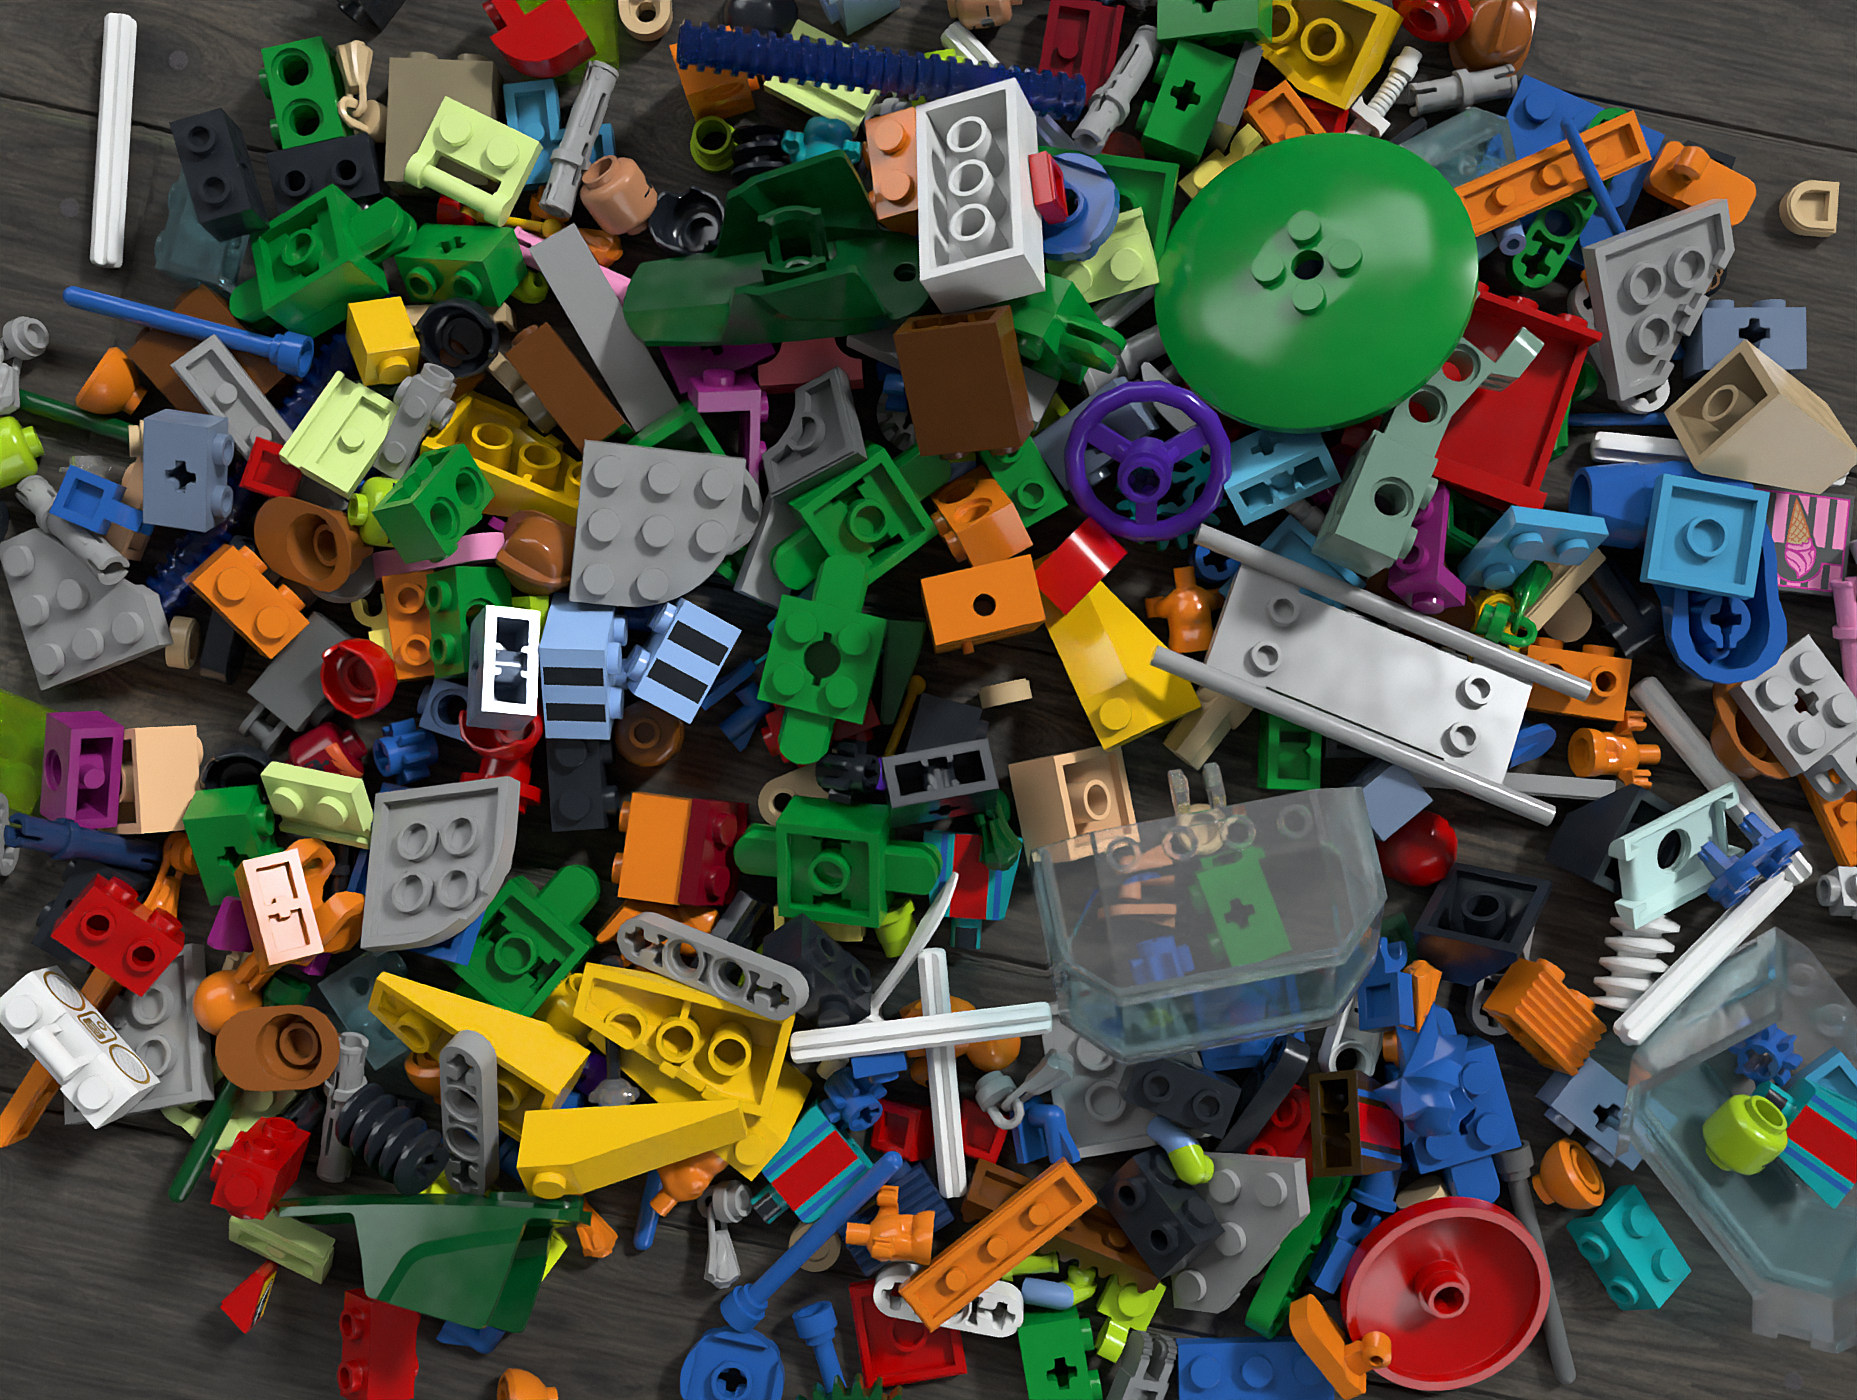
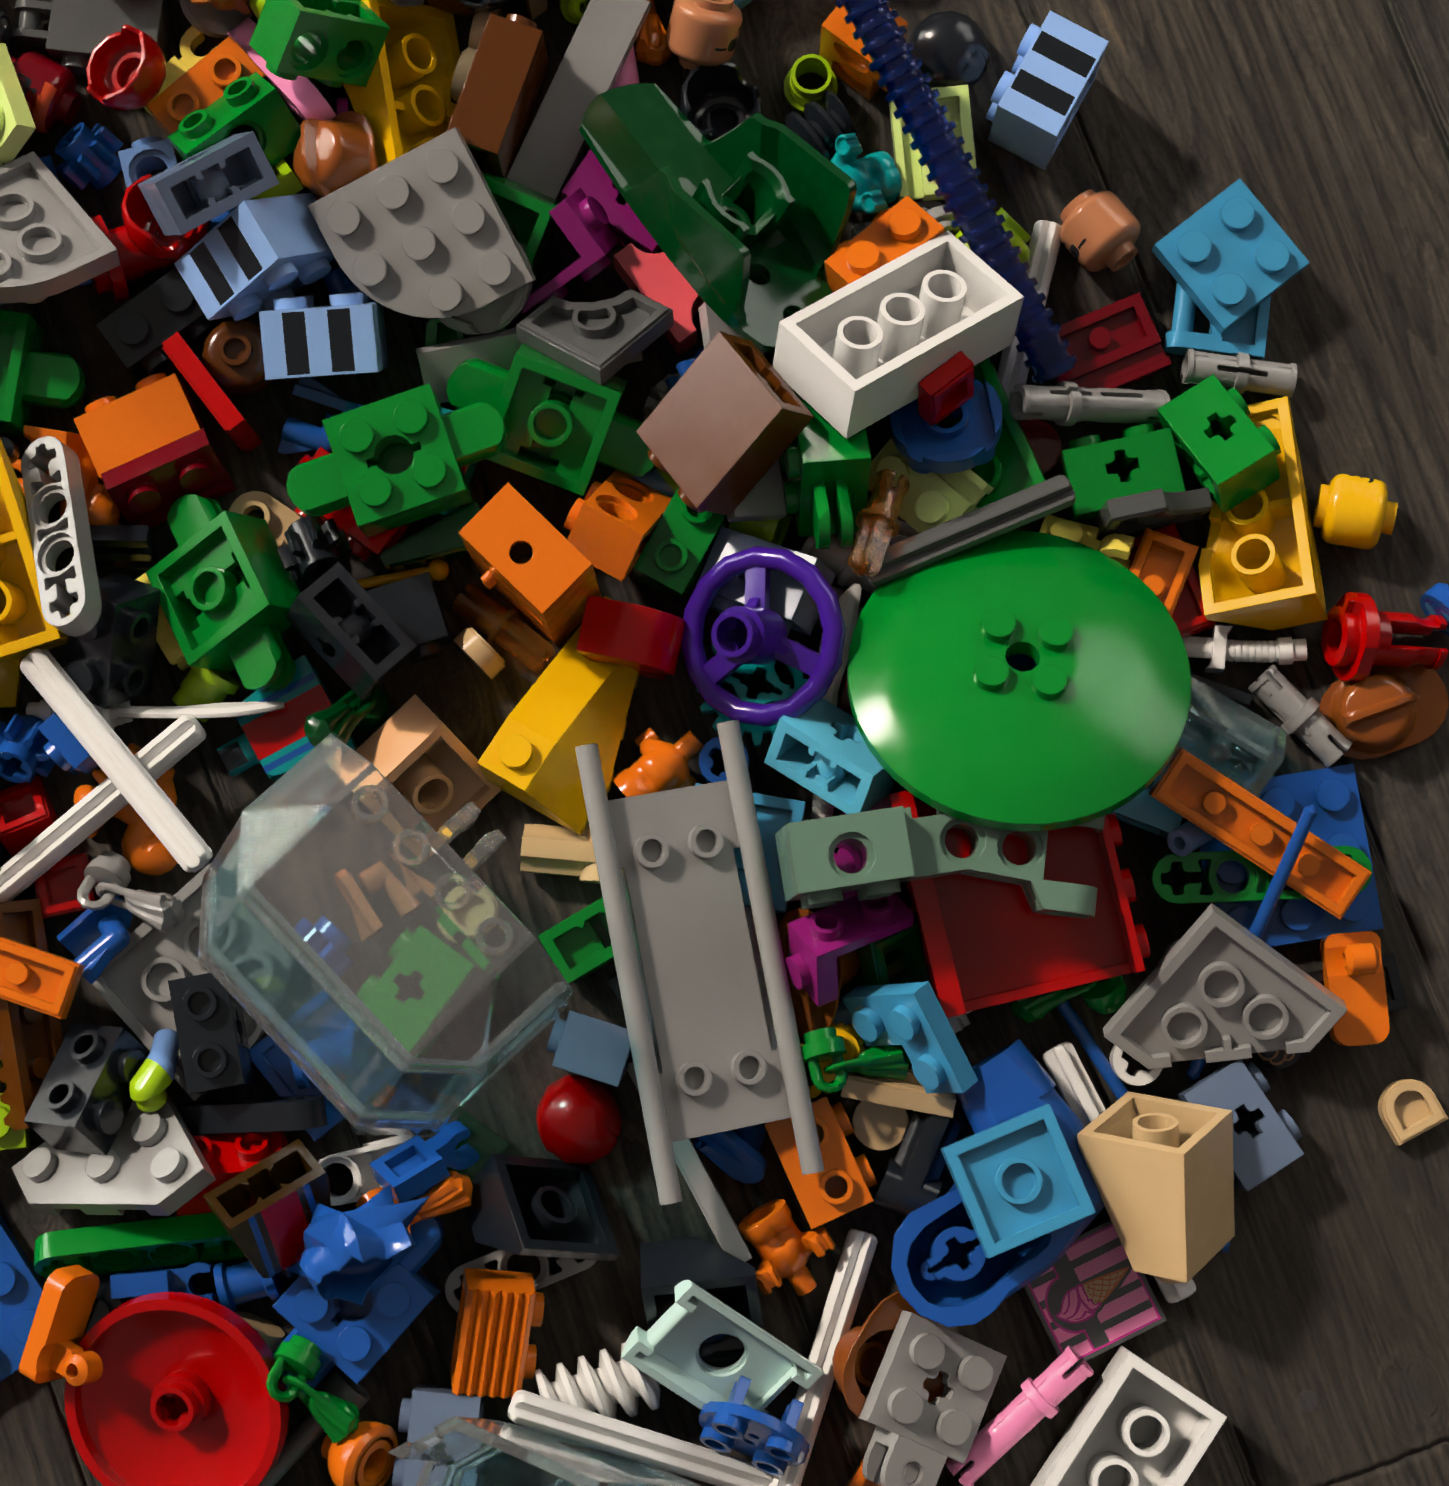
camera: 60 degrees right, 5 degrees down
(665, 774) = (211, 393): none -> red tile
(997, 662) = (503, 627): none -> clear orange axle
(1118, 312) = (878, 523): none -> clear orange axle
(1166, 246) = (975, 528): none -> dark grey axle
(1532, 1177) = (300, 1359): none -> green piece

